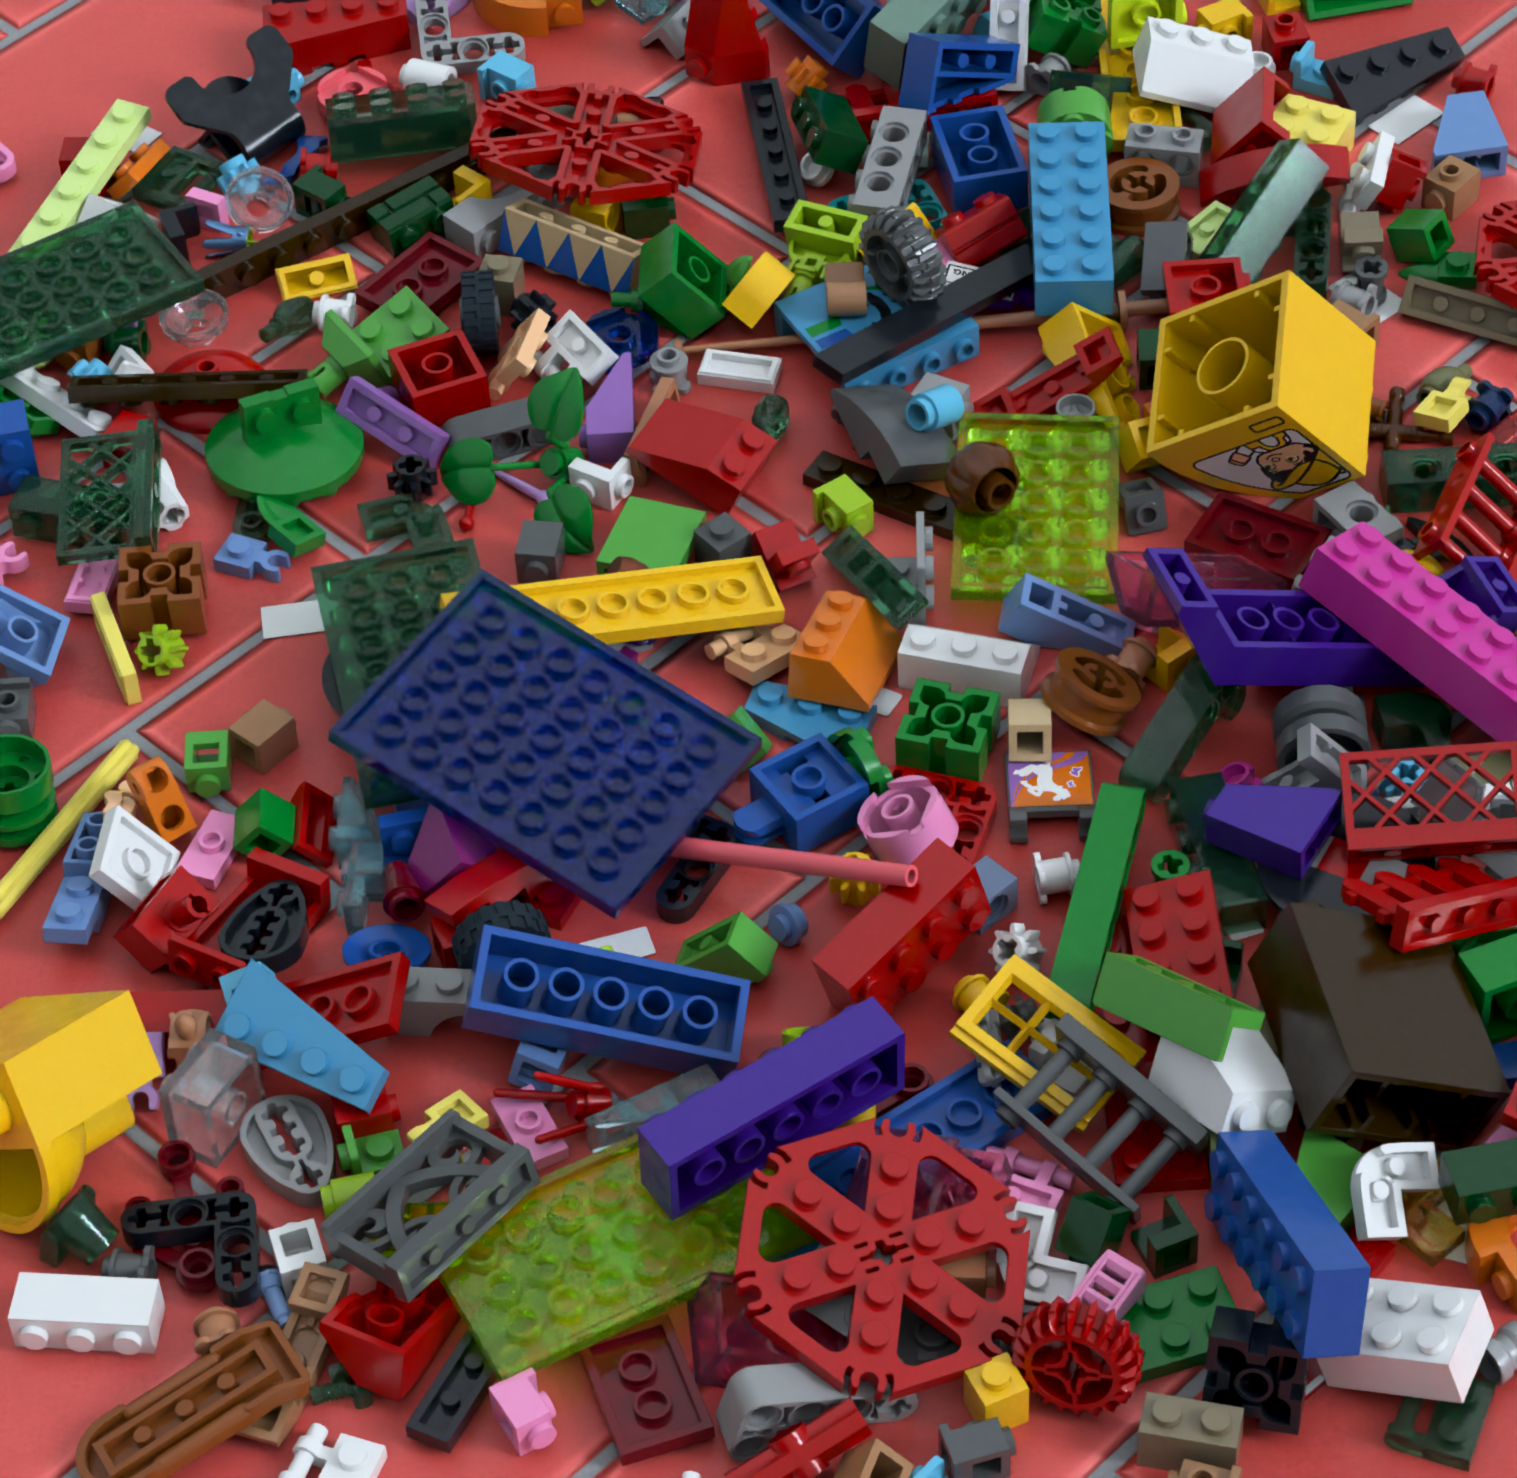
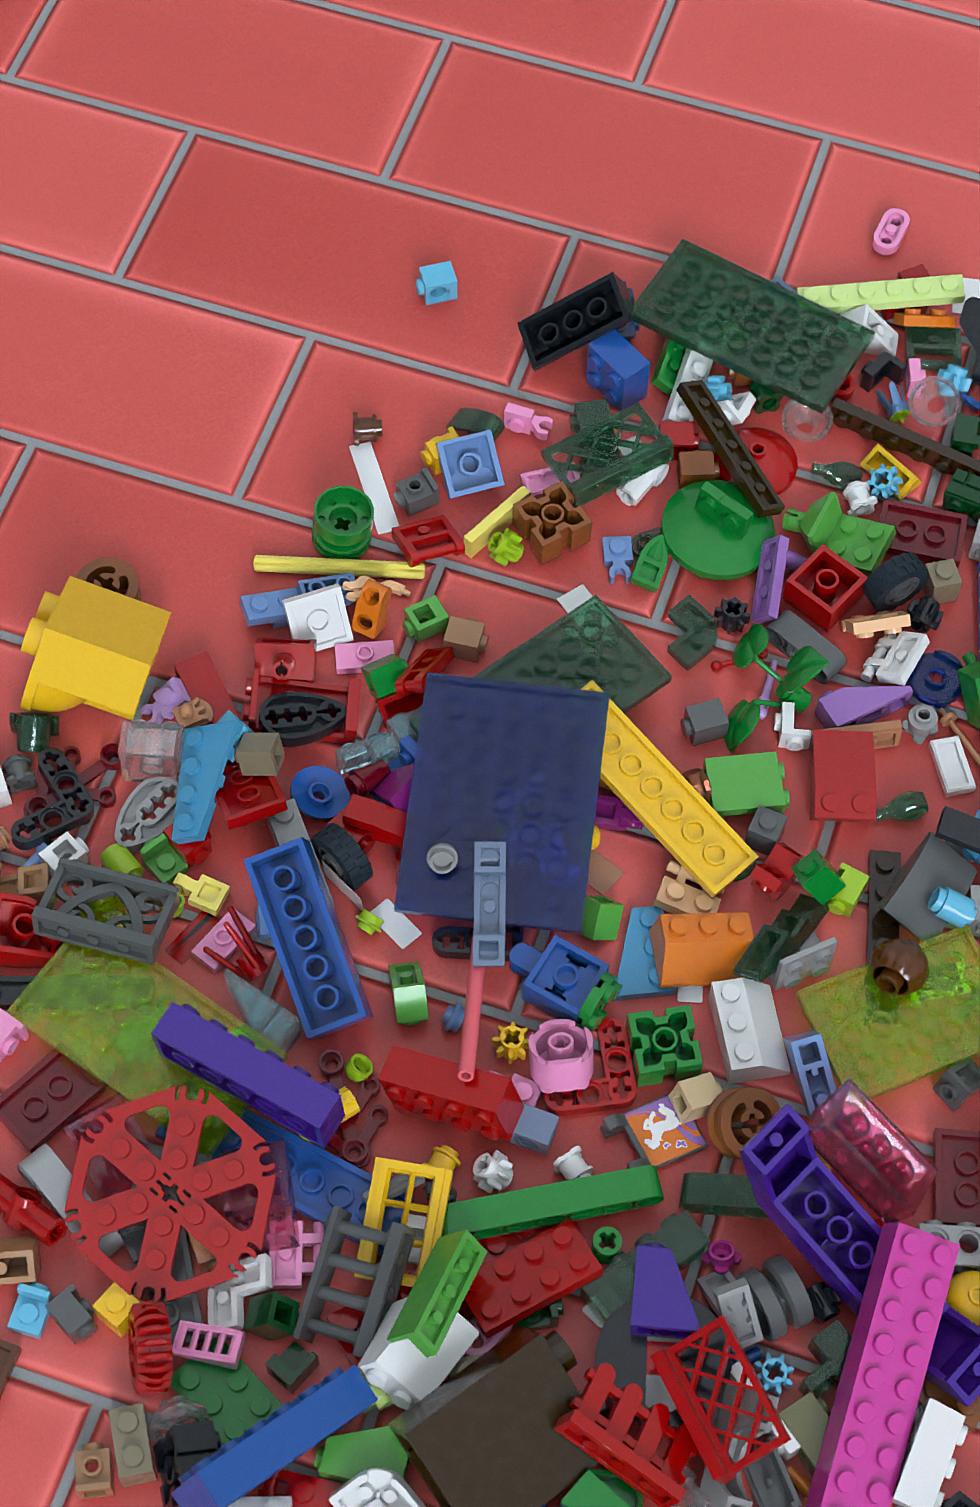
camera: 60 degrees right, 15 degrees up
(81, 720) = (425, 534): none -> red plate
(185, 438) = (696, 467): none -> dark orange brick
(291, 777) = (415, 676): none -> red plate
(308, 965) = (260, 754): none -> dark tan brick
(331, 270) = (887, 475): none -> medium azure gear
(590, 820) = (442, 858): none -> light grey plate
(677, 806) = (489, 904): none -> sand blue slope
(822, 510) = (818, 877): none -> green brick
(1182, 1363) = (173, 1412): none -> clear piece

